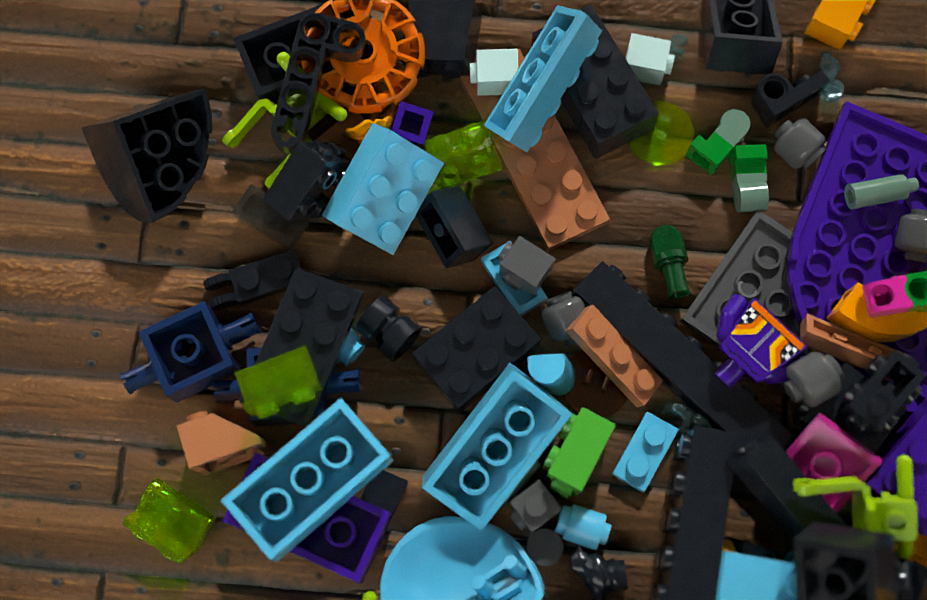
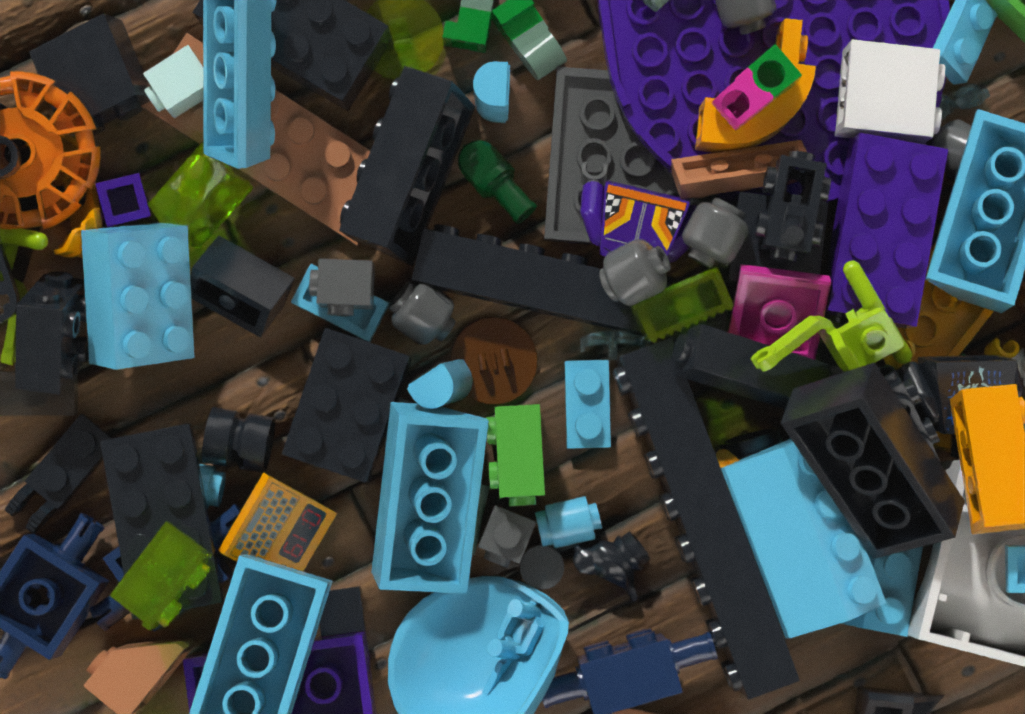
camera: 35 degrees left, 10 degrees up
(380, 401) = (278, 525): none -> tile
(614, 356) = (496, 324): nougat plate -> none
(617, 212) = (407, 164): none -> black slope
(704, 197) = (492, 91): none -> medium azure brick
(740, 371) = (634, 272): none -> dark grey head
(759, 416) = (682, 305): none -> clear neon green brick

